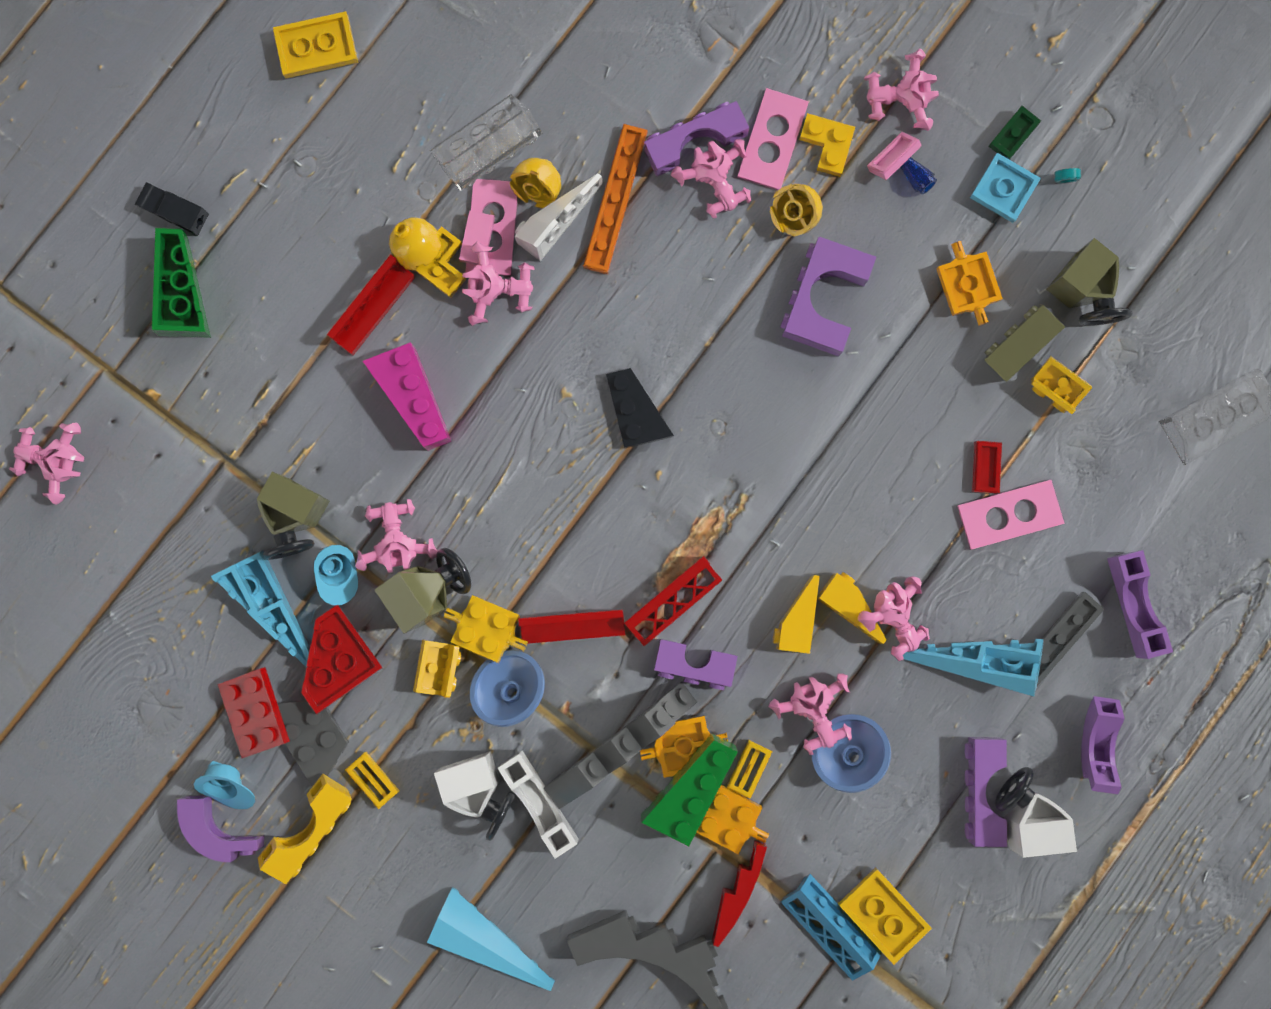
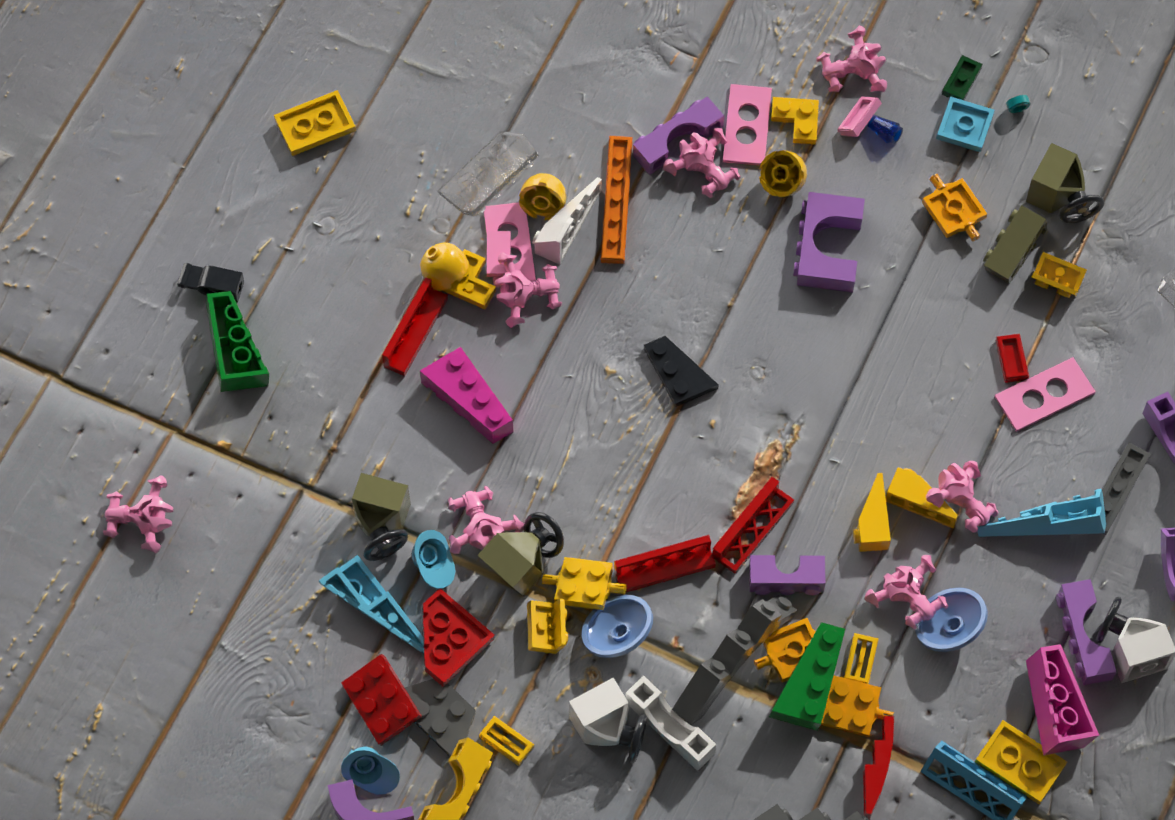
camera: 10 degrees left, 20 degrees down
(939, 868) = (1058, 702): none -> dark pink wedge

